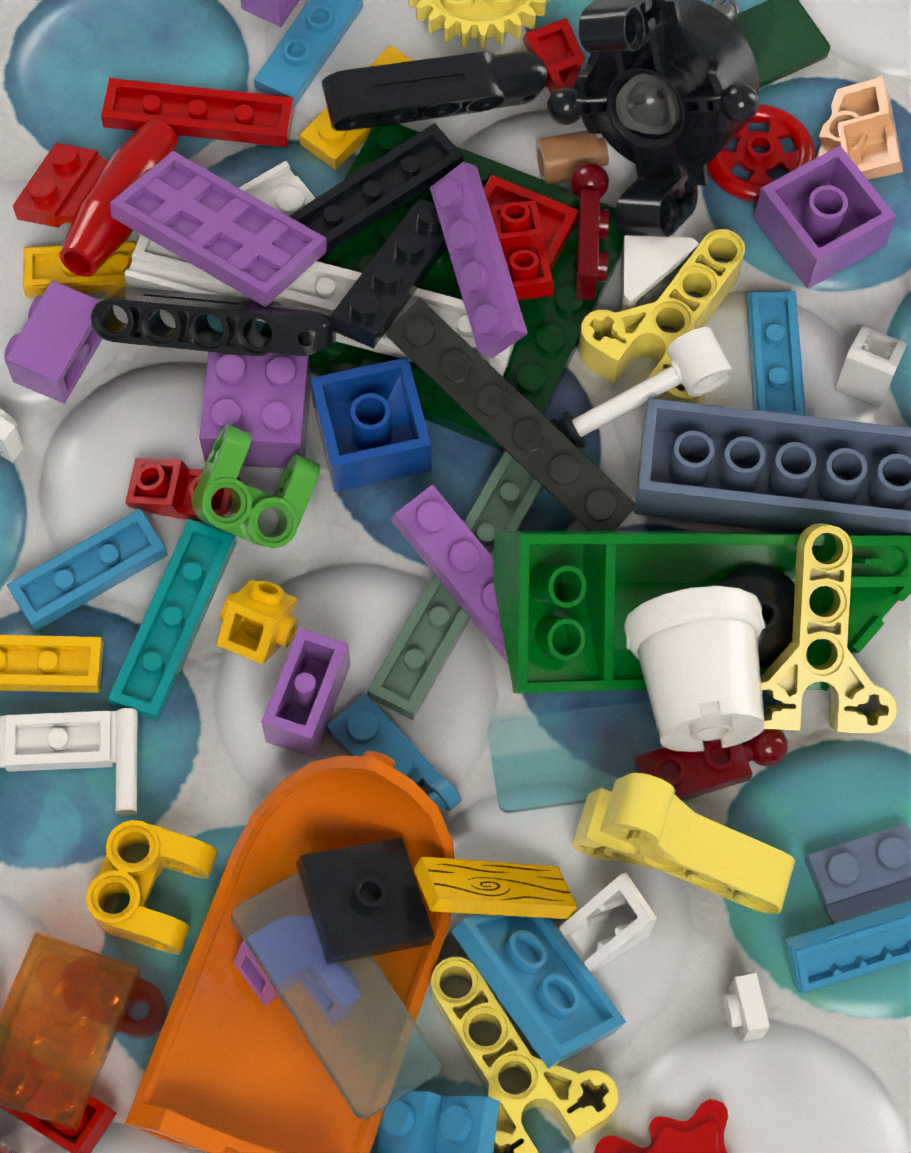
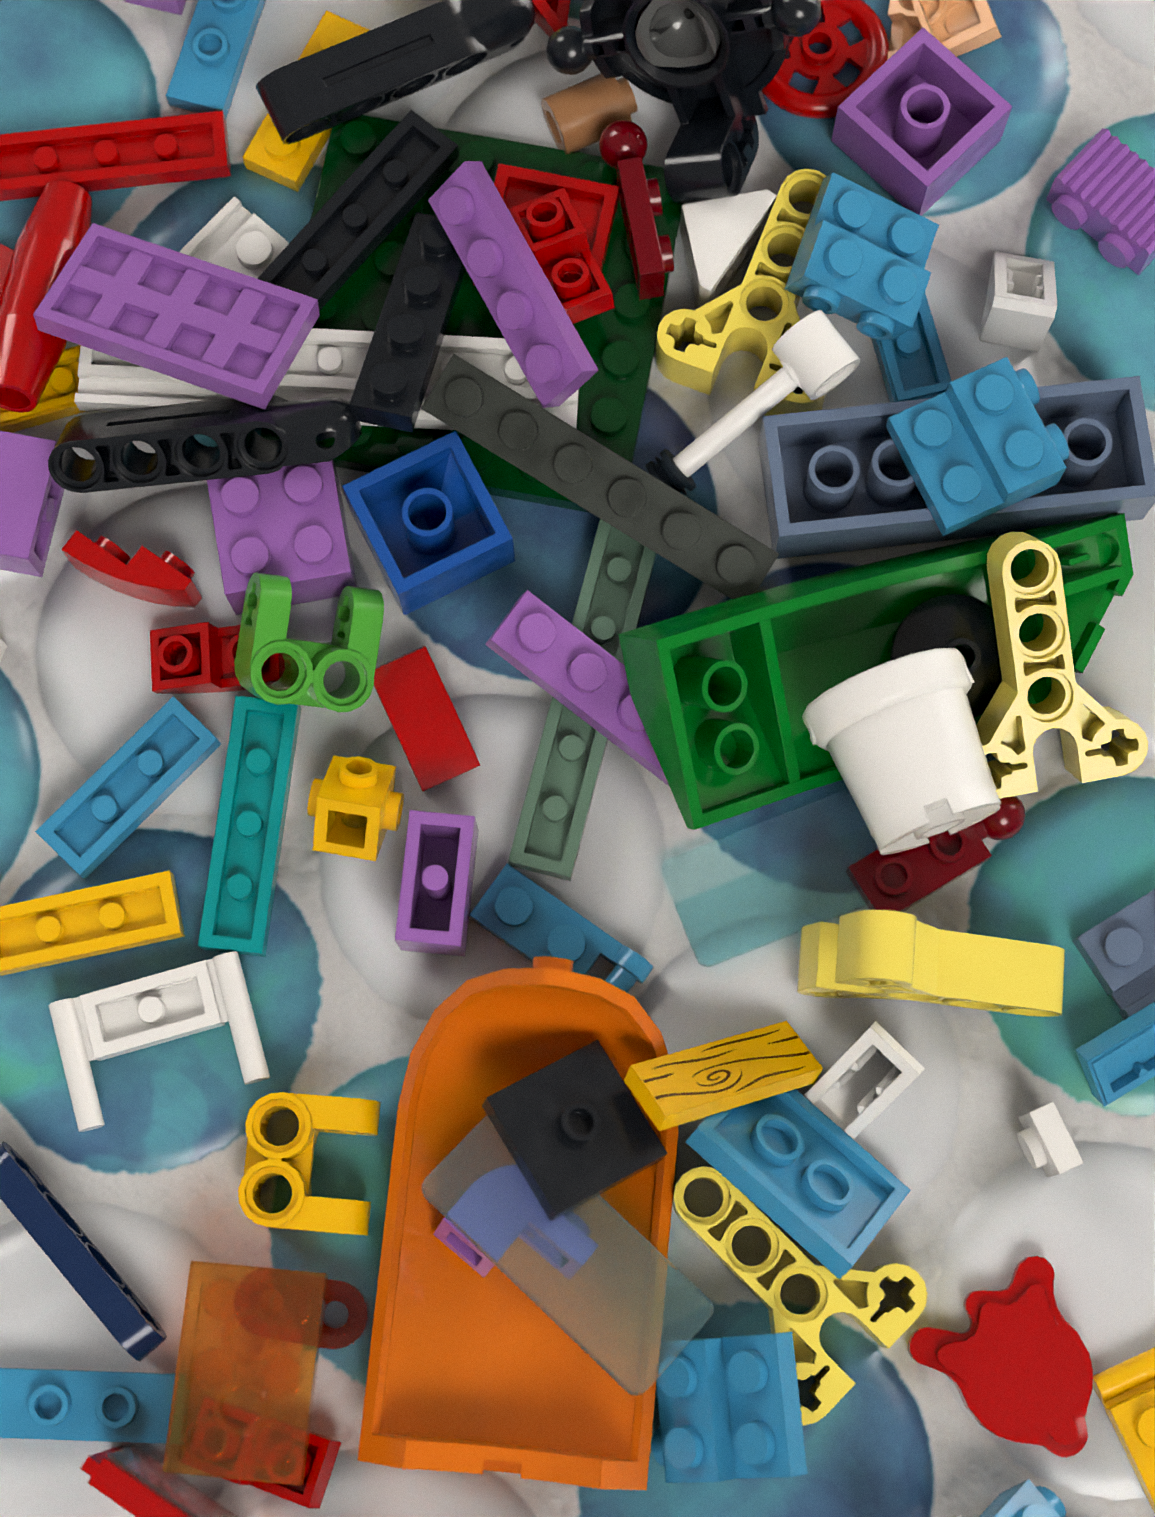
camera: 10 degrees left, 10 degrees up
(139, 416) = (145, 577): none -> red slope
(329, 570) = (424, 718): none -> red slope
(755, 303) = (863, 259): none -> dark azure plate
(811, 454) = (979, 445): none -> dark azure plate

